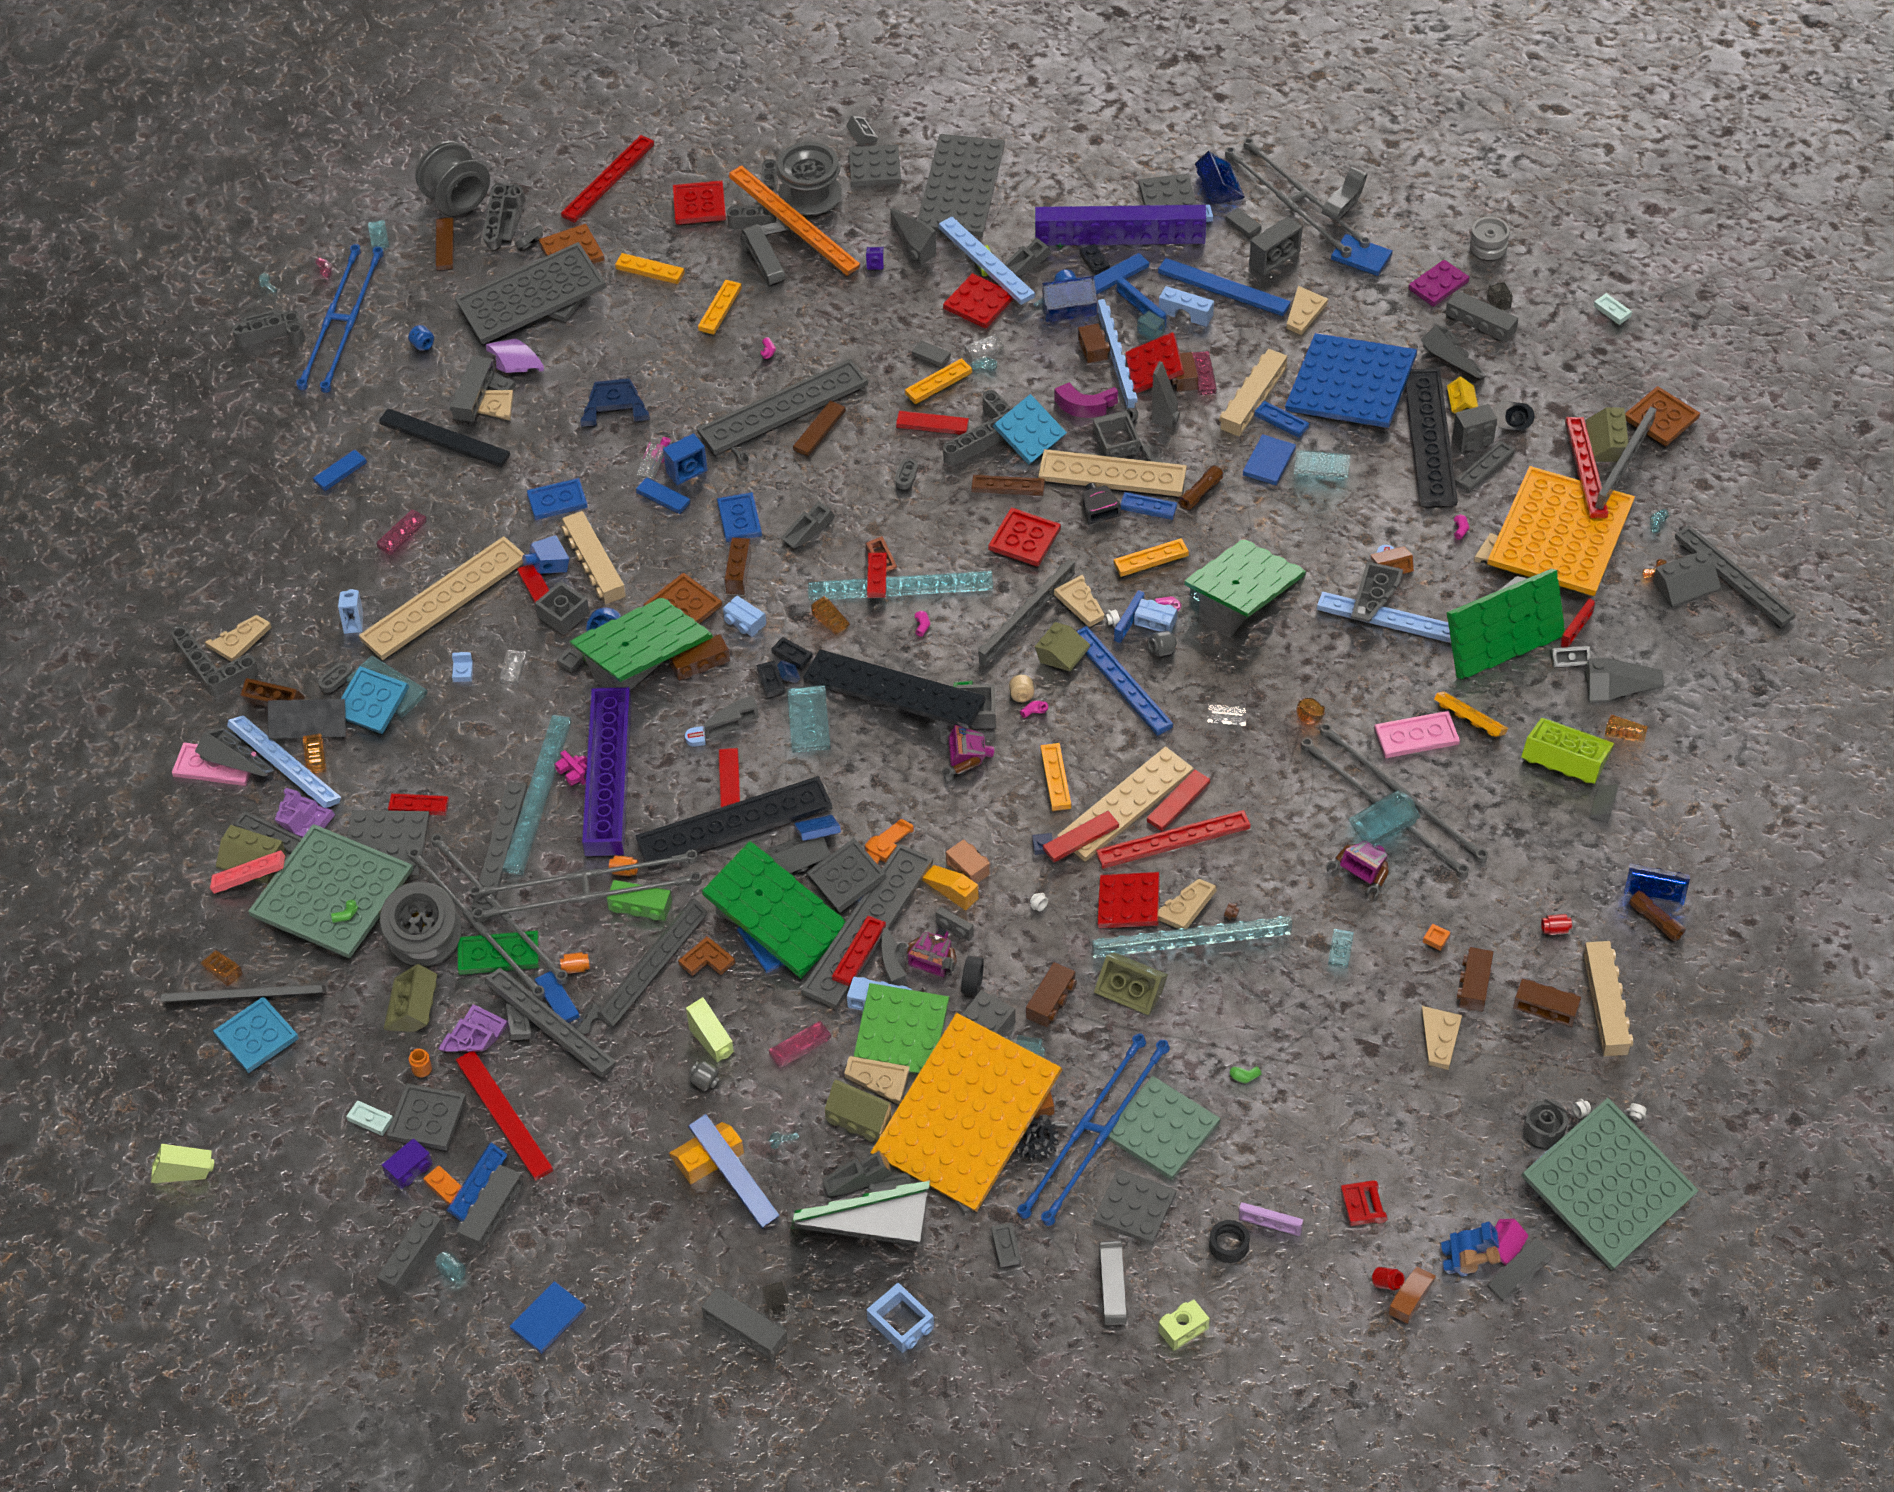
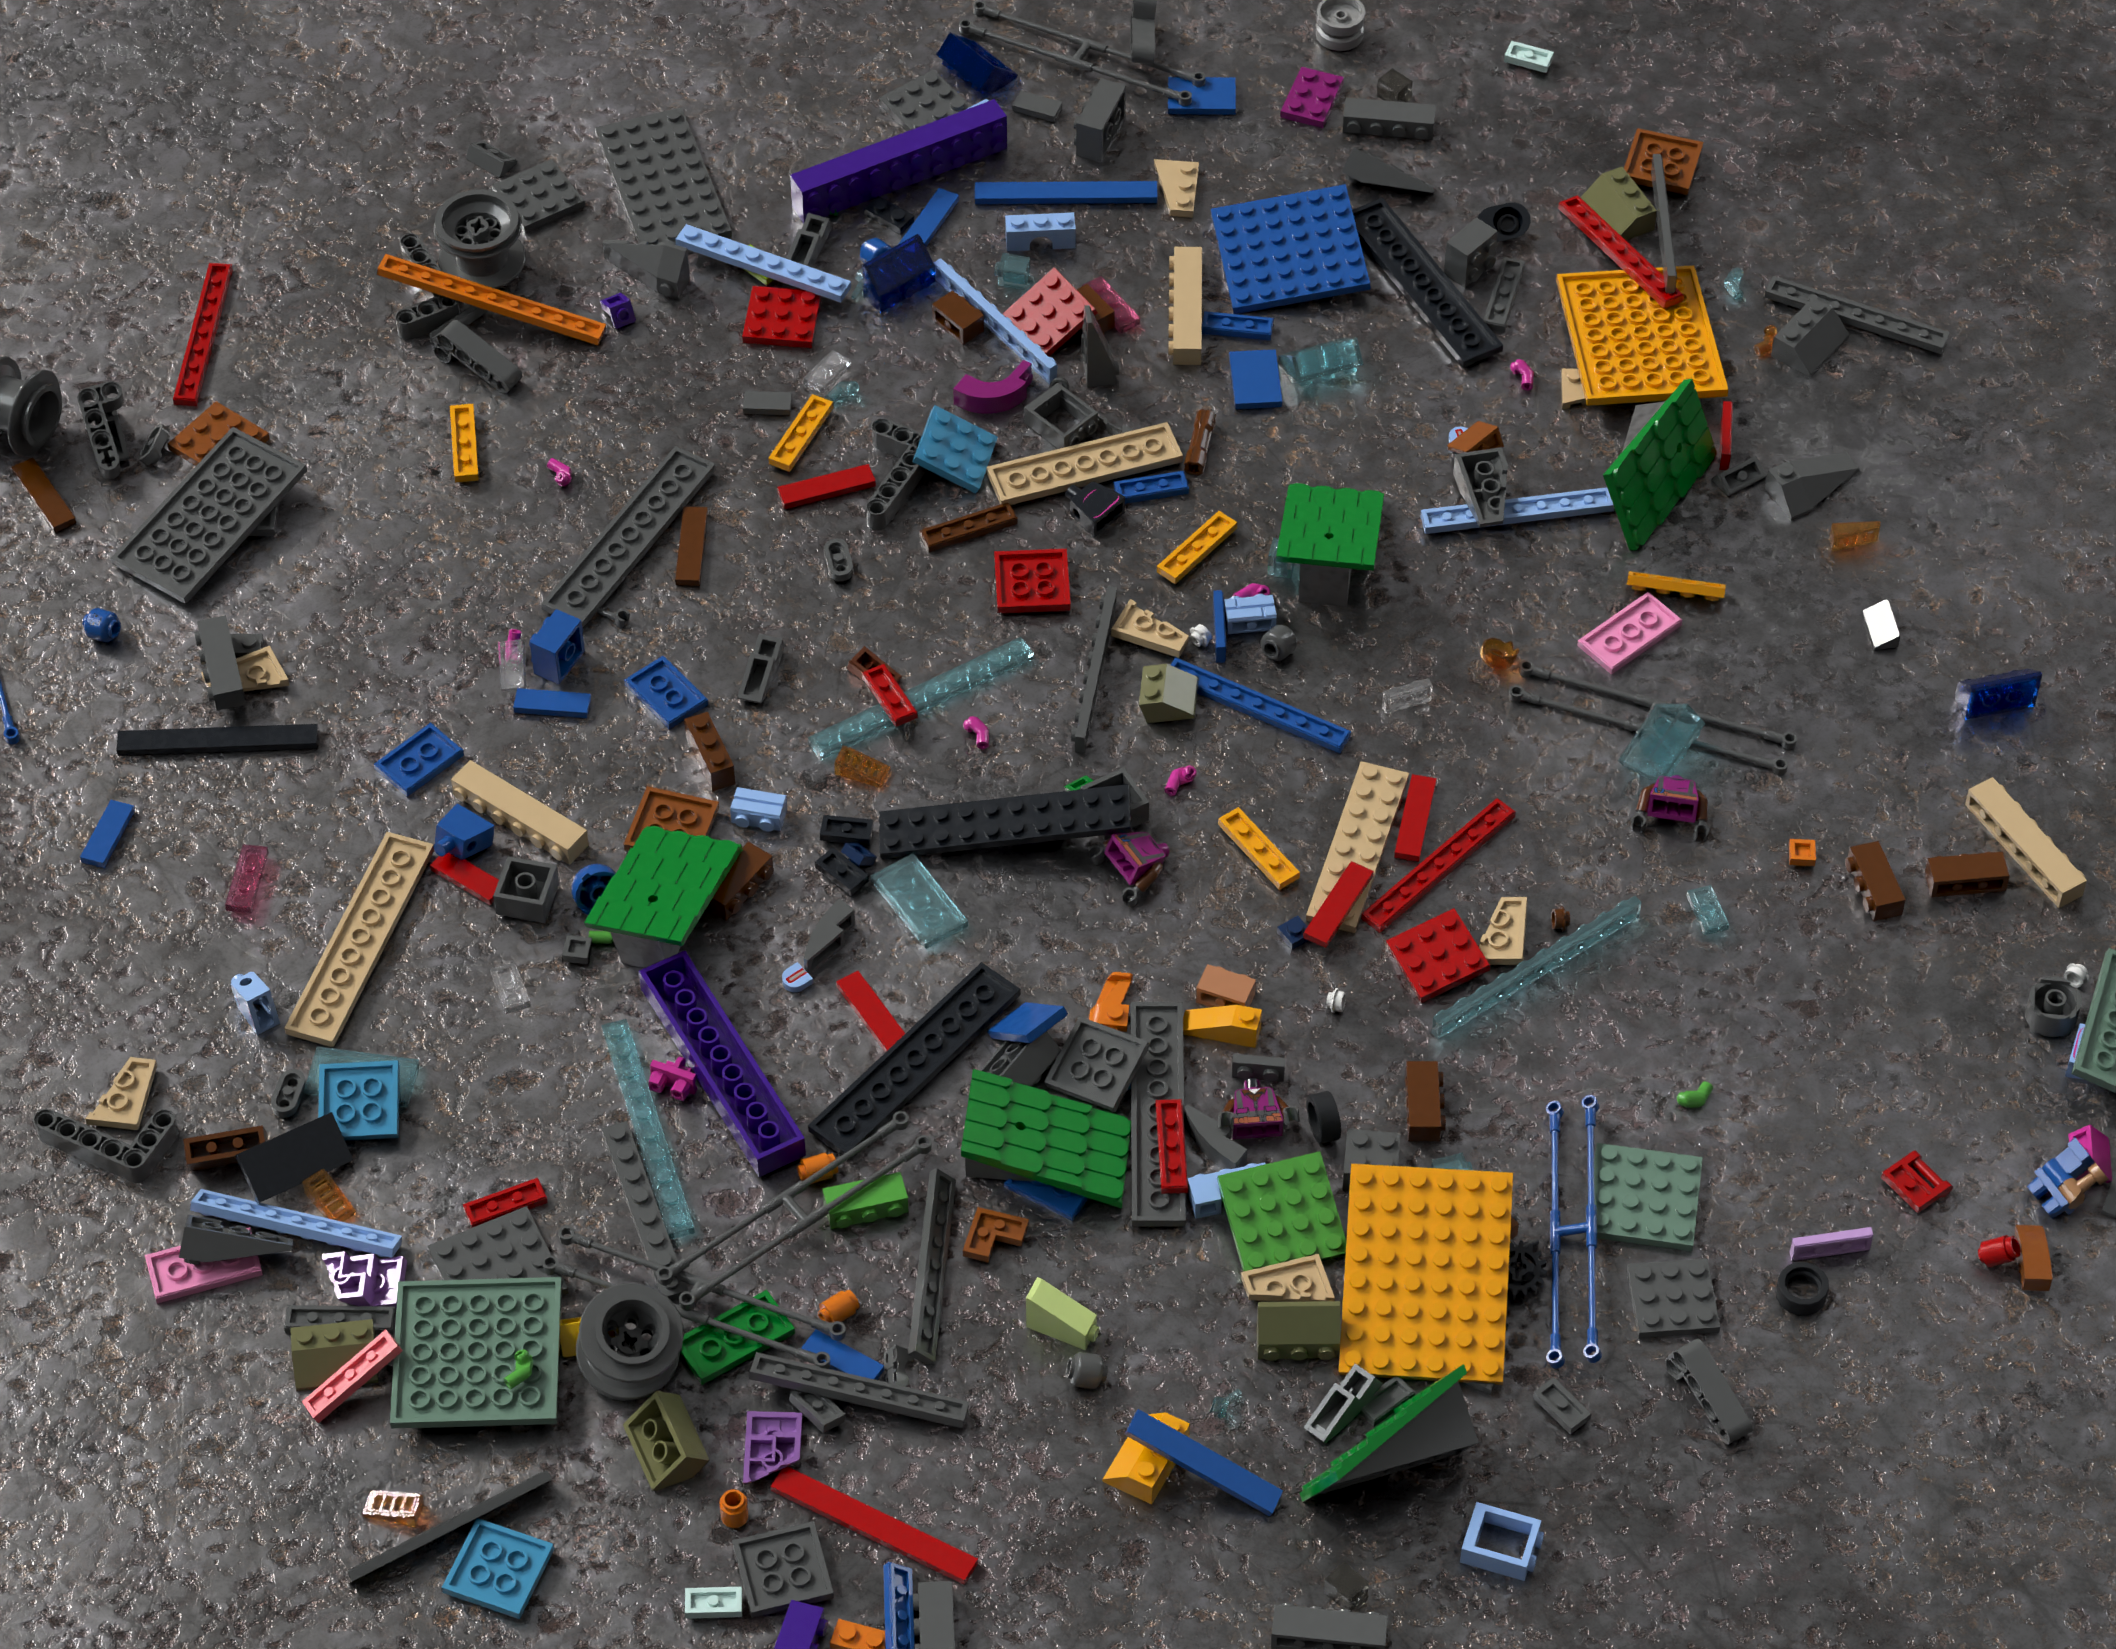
camera: 30 degrees left, 0 degrees up
(462, 667) = (444, 1013): light blue bracket -> none
(514, 356) = (243, 602): medium lavender slope -> none
(613, 396) = (406, 603): dark blue wing -> none
(649, 268) = (338, 428): light orange plate -> none
(699, 202) = (346, 321): red plate -> none
(800, 1044) = (1170, 1285): clear pink plate -> none
(1021, 688) = (1151, 761): tan head -> none
(1130, 983) = (1503, 1049): olive slope -> none
(1137, 299) = (976, 244): blue tile -> none
(1178, 1335) = (1810, 1416): yellowish green brick -> none
(1441, 1035) = (1877, 960): tan wing -> none
(1461, 395) = (1426, 221): yellow panel -> none
(1556, 924) = (1920, 783): red brick -> none
(1567, 750) = (1807, 584): lime slope -> none
(1649, 909) = (2020, 729): reddish brown axle -> none

